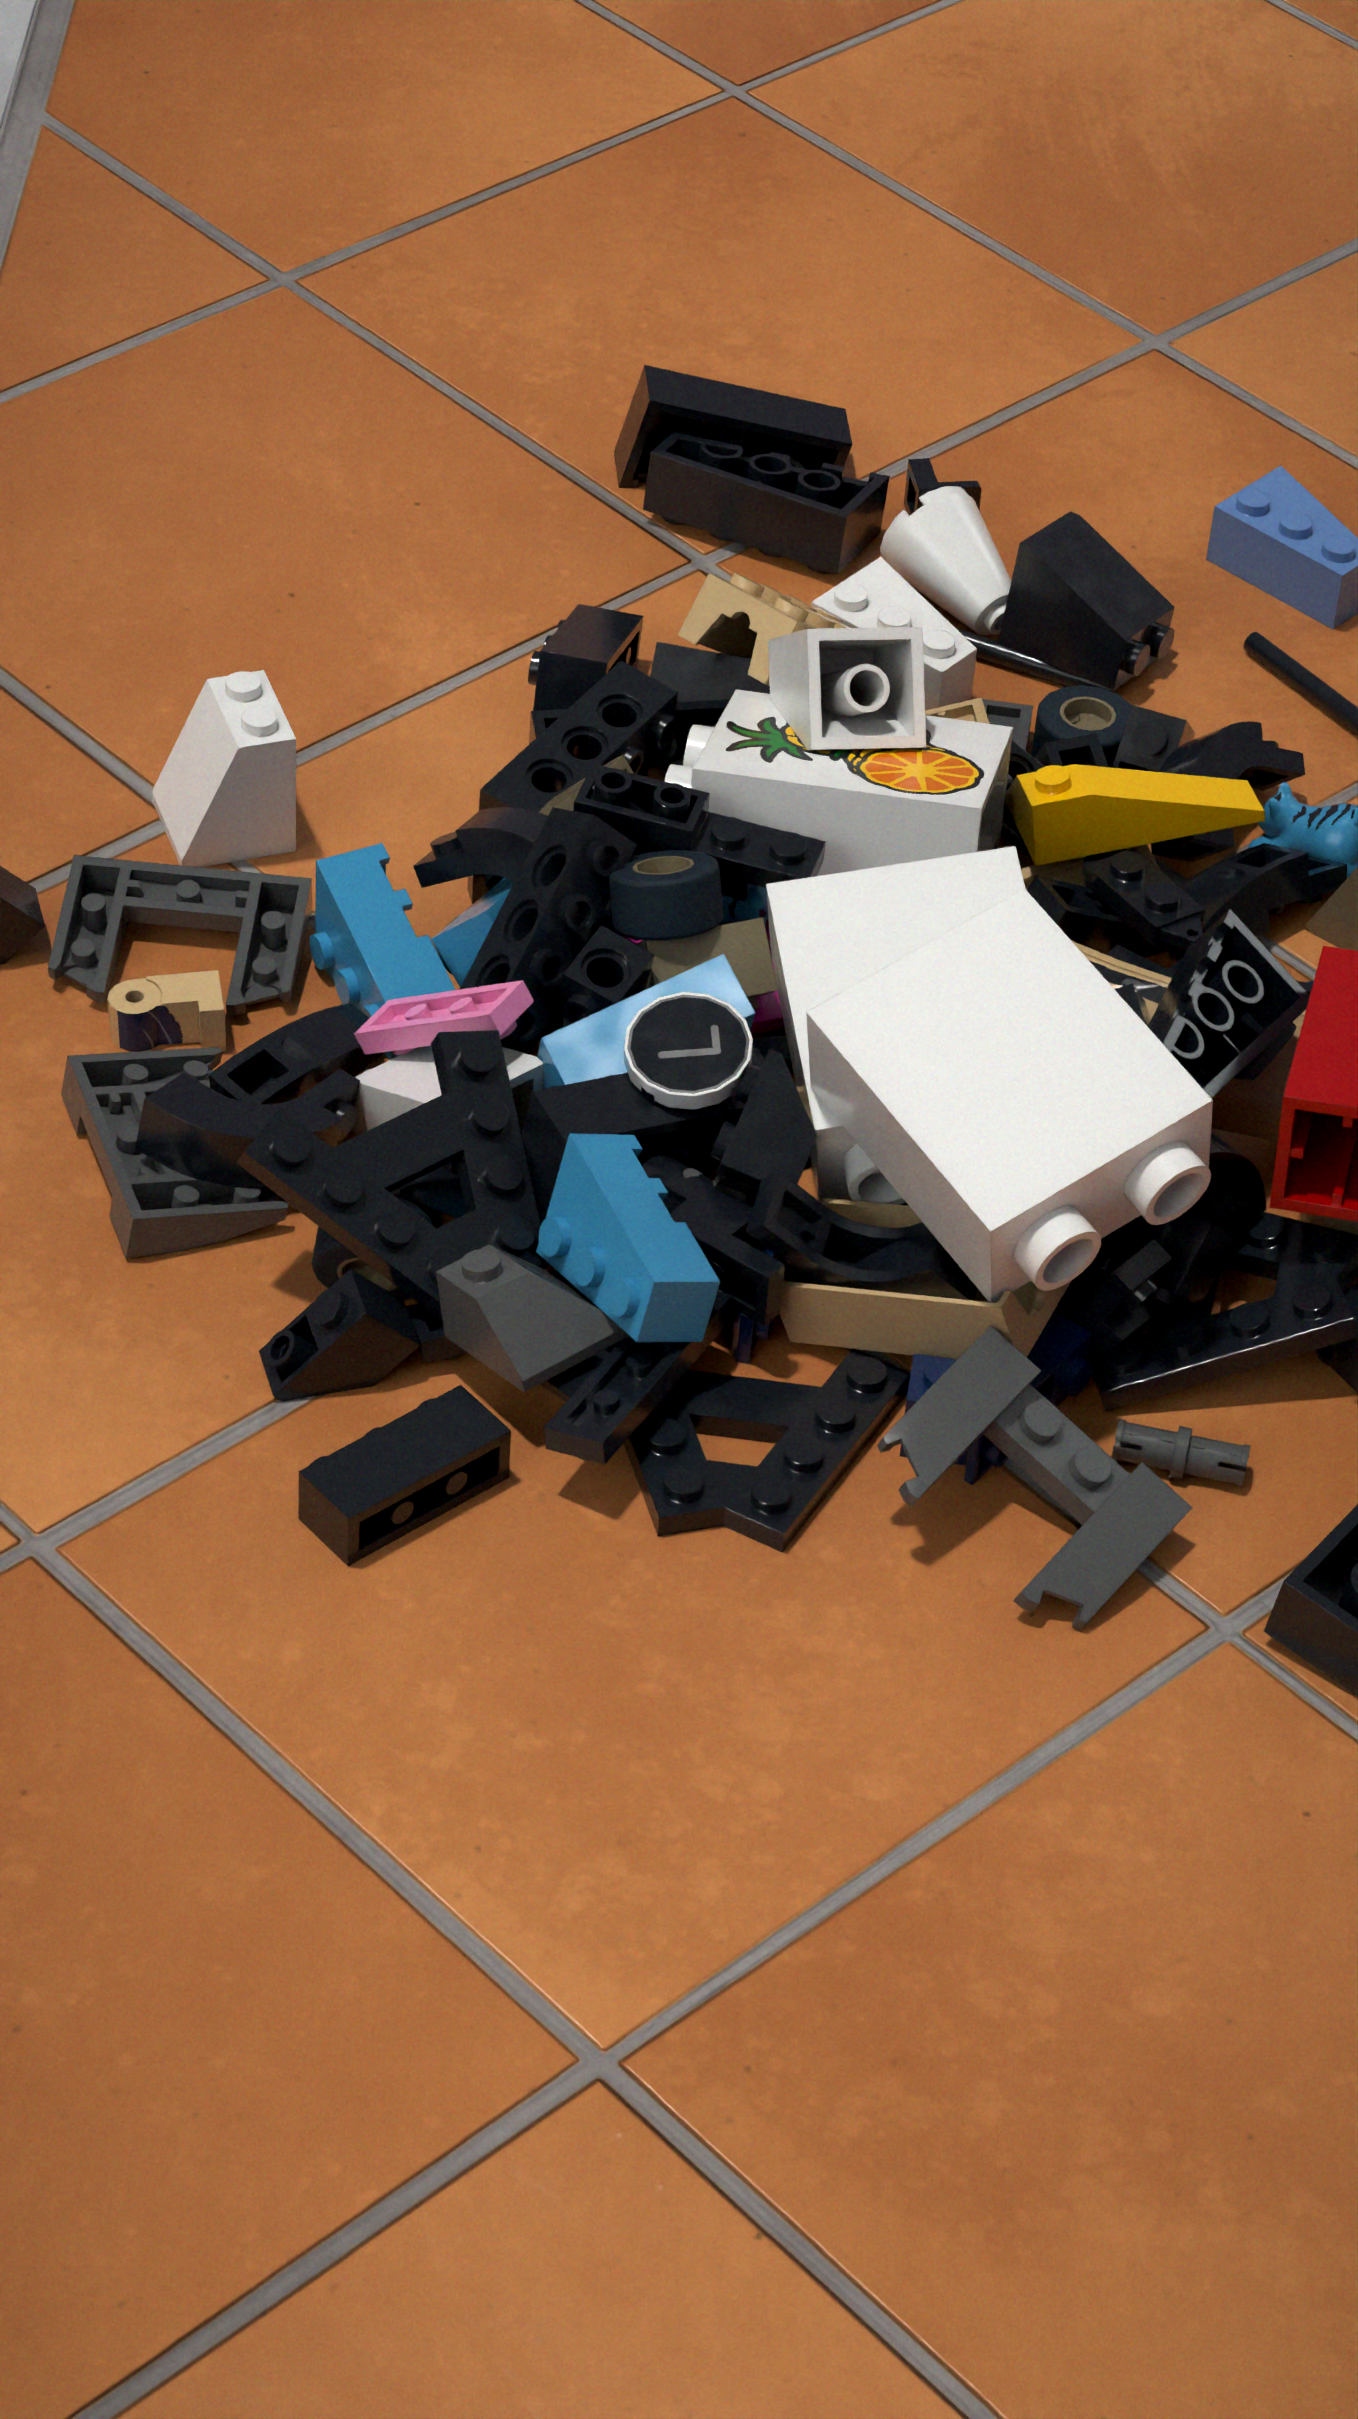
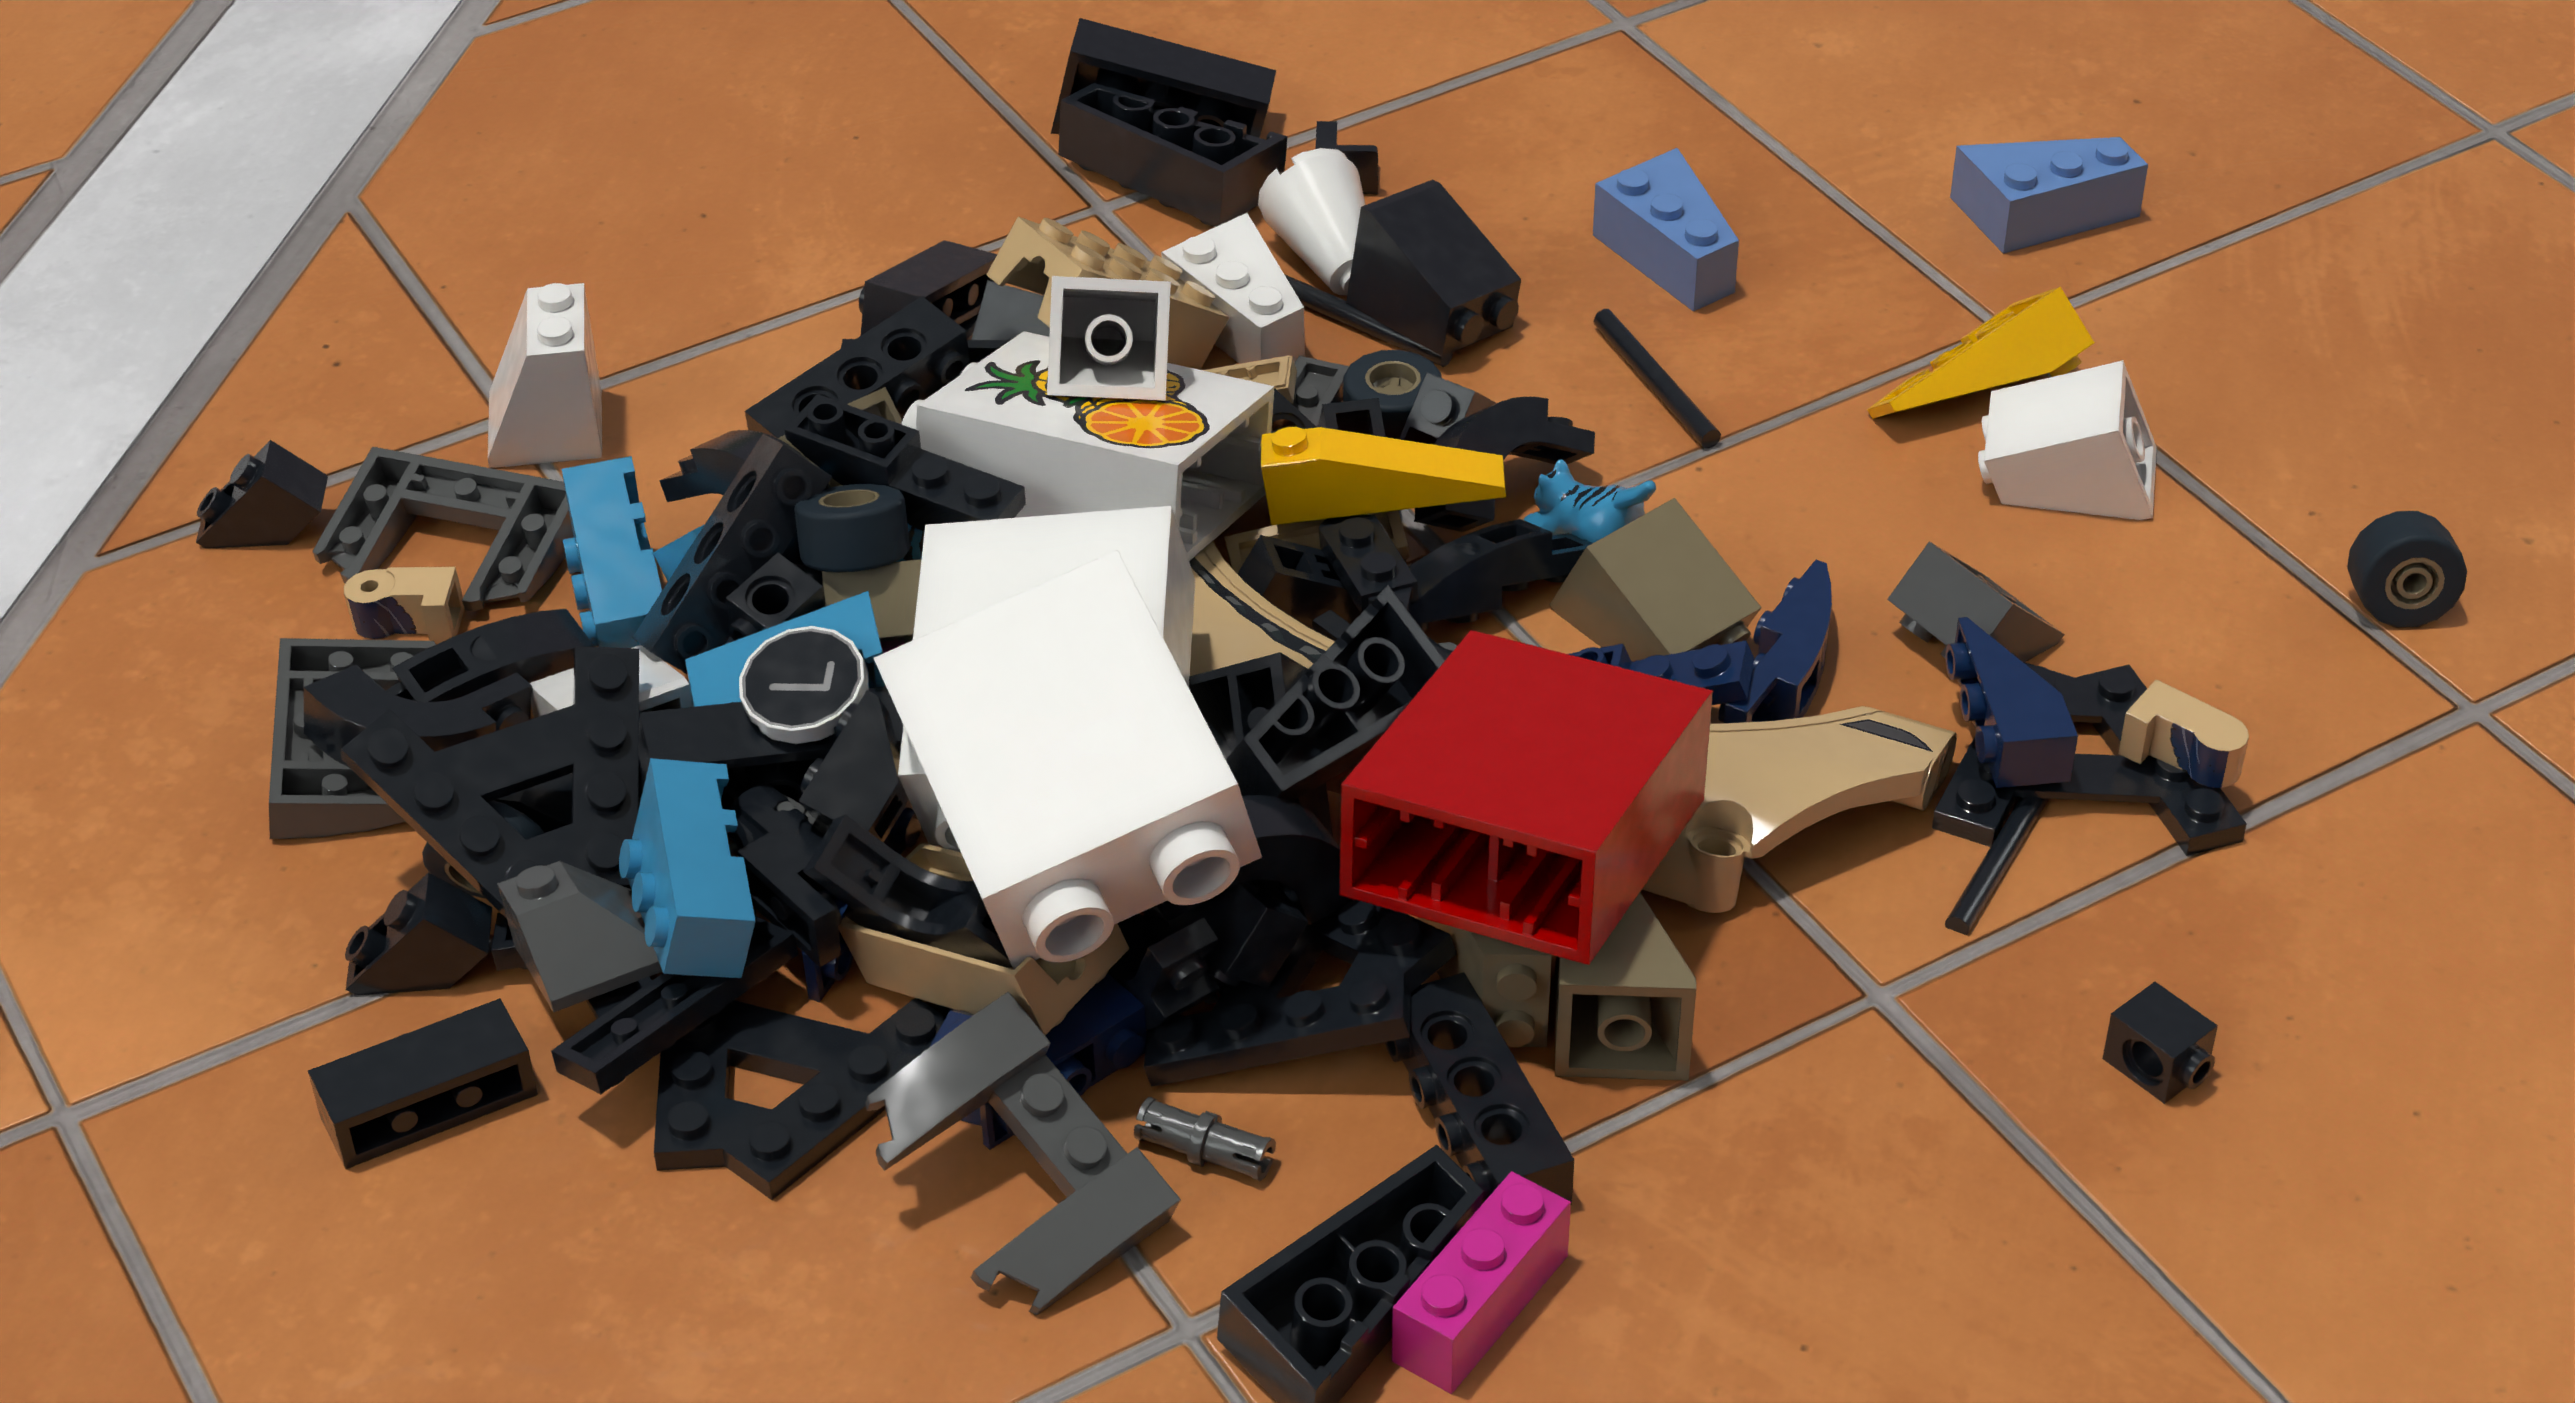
camera: 15 degrees right, 0 degrees up
(416, 1020) = (631, 626): bright pink plate -> none

